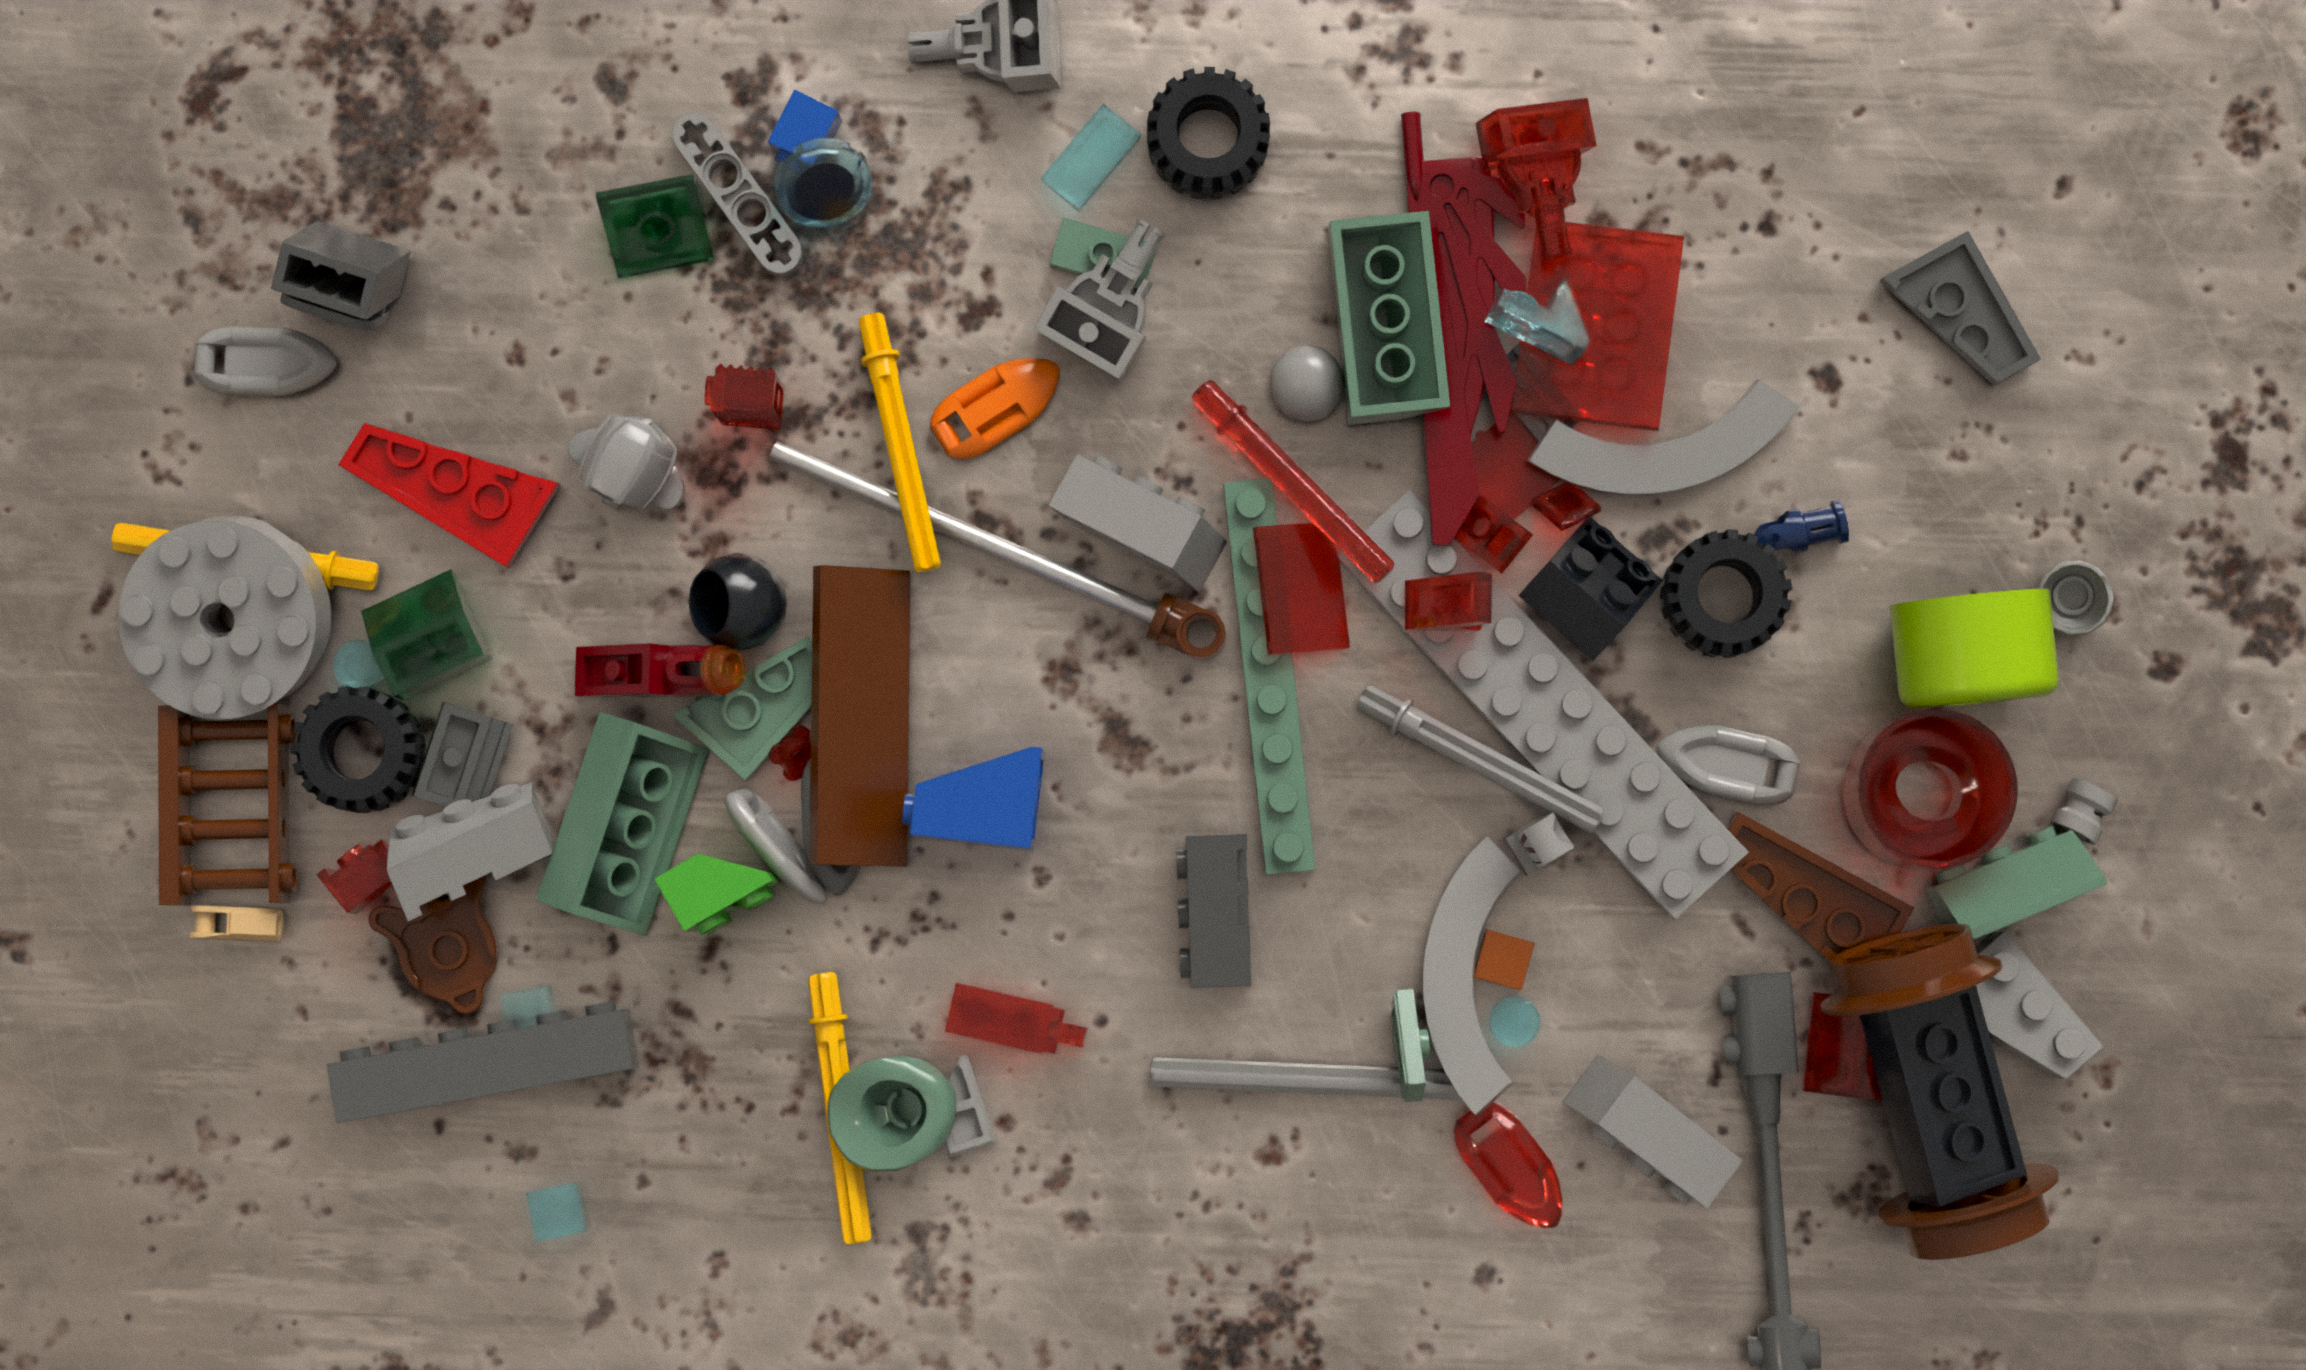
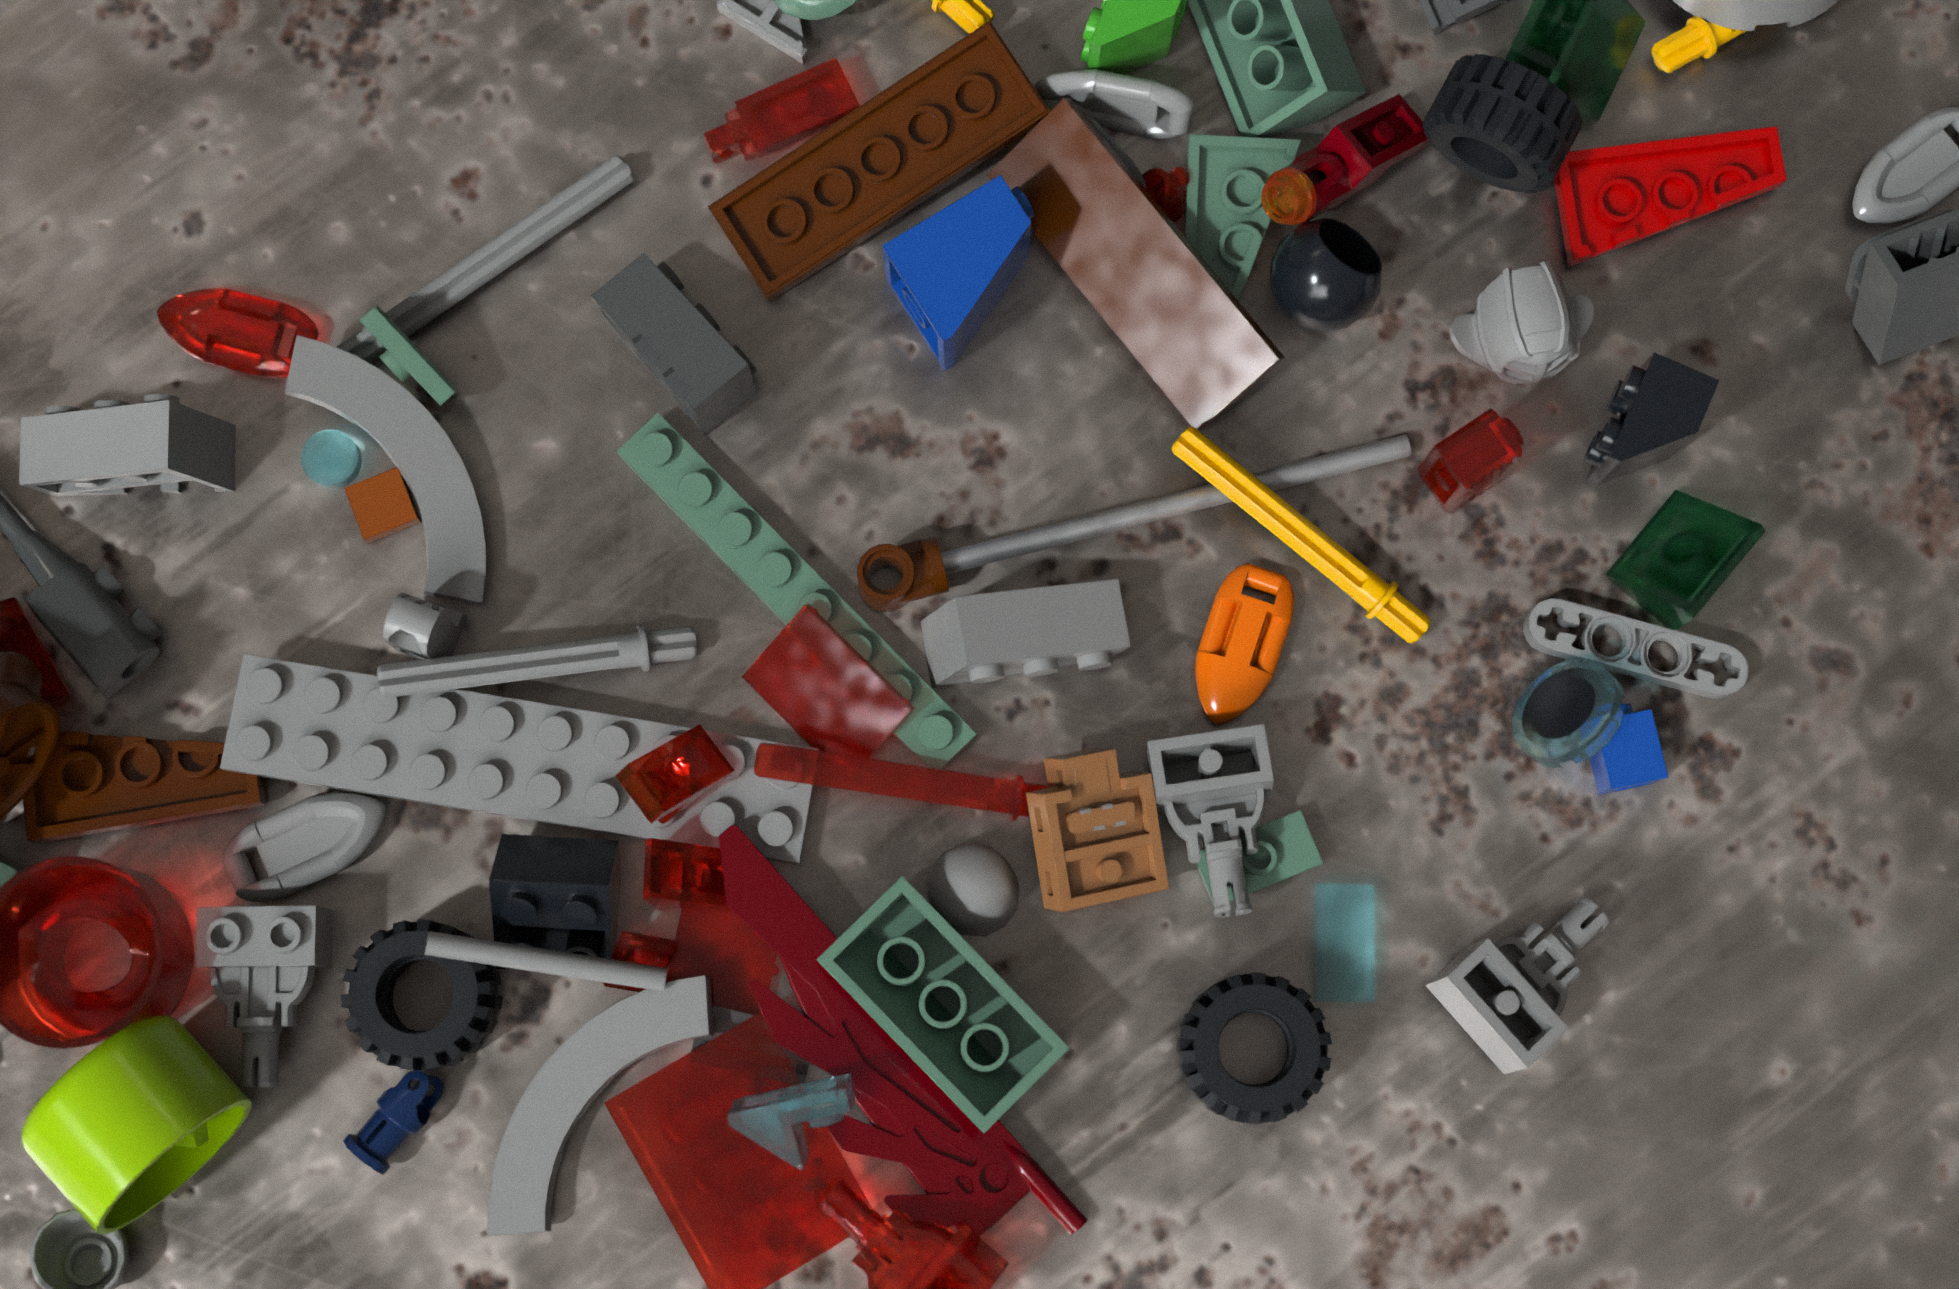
camera: 140 degrees right, 5 degrees down
(531, 607) = (1502, 123): none -> black tyre
(606, 328) = (1651, 419): none -> black slope
(974, 931) = (880, 161): none -> reddish brown tile
(1199, 350) = (1095, 832): none -> medium nougat piece
(1628, 546) = (545, 961): none -> light grey bar
(1813, 699) = (261, 971): none -> light grey brick

